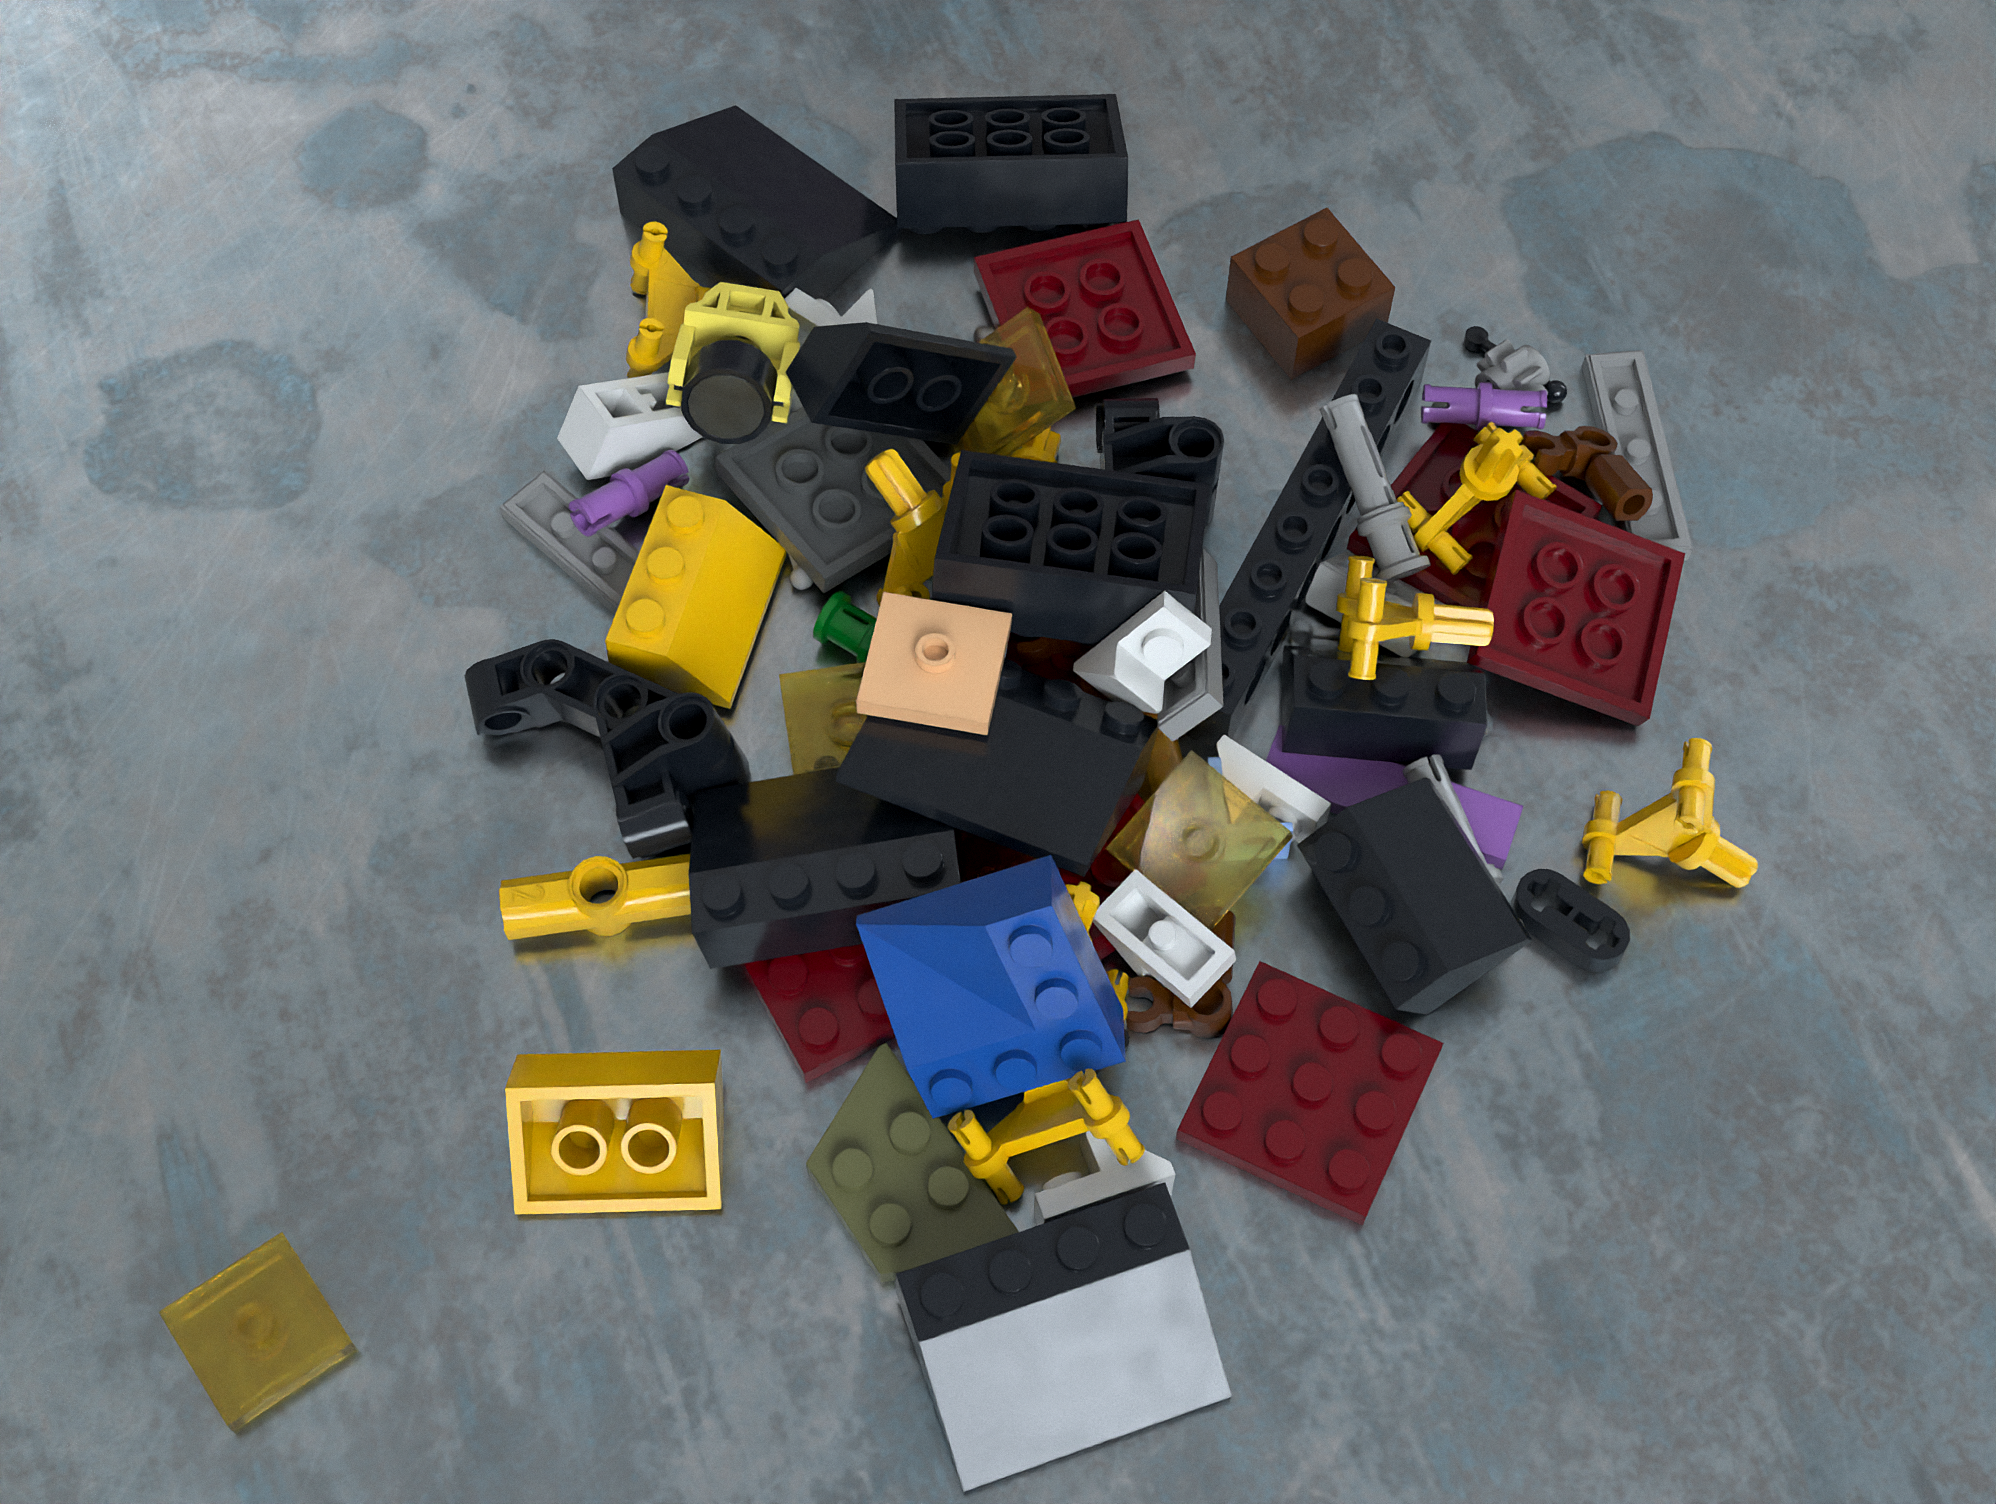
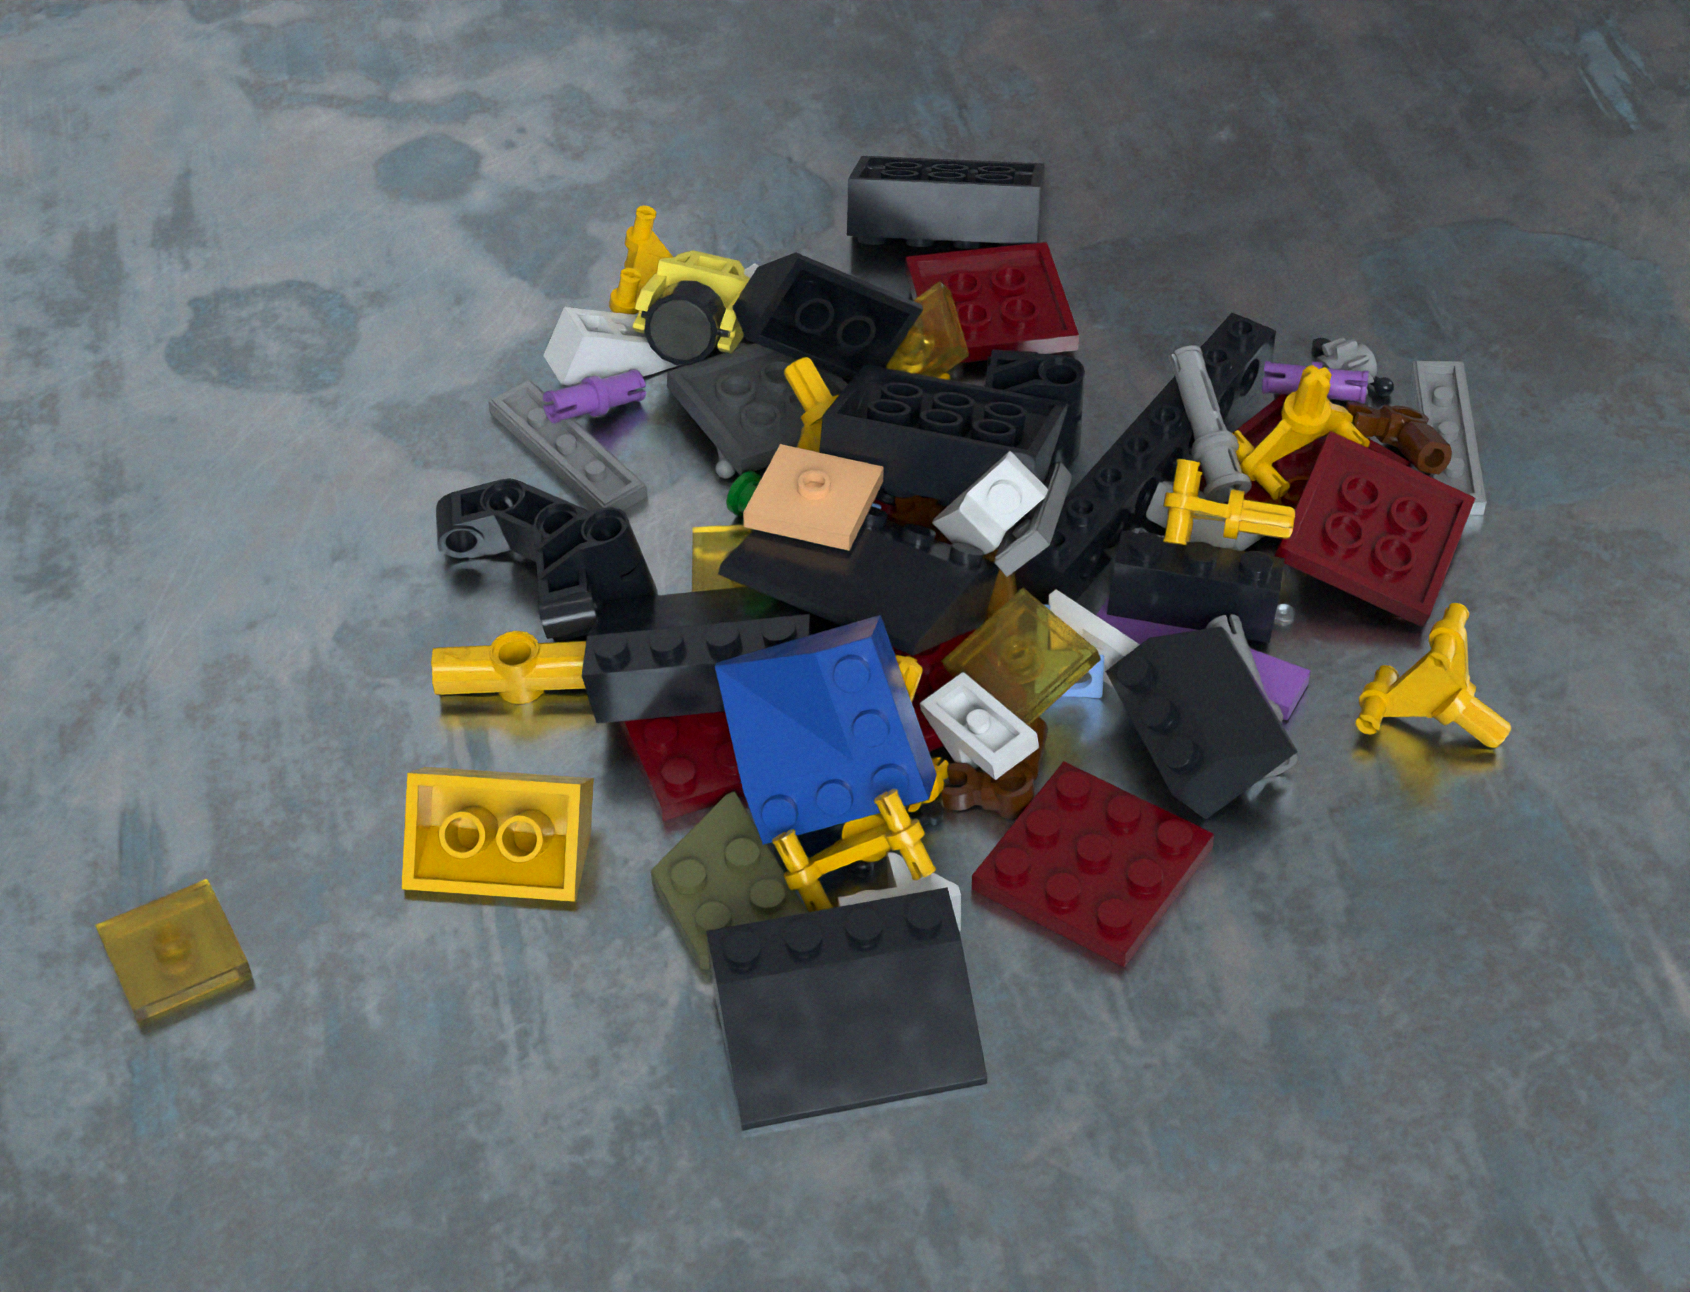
camera: 10 degrees right, 15 degrees down
(695, 597) = (636, 458): yellow slope -> none
(750, 206) = (727, 209): black slope -> none
(1308, 292) = (1177, 296): reddish brown brick -> none
(1571, 920) = (1341, 757): black beam -> none

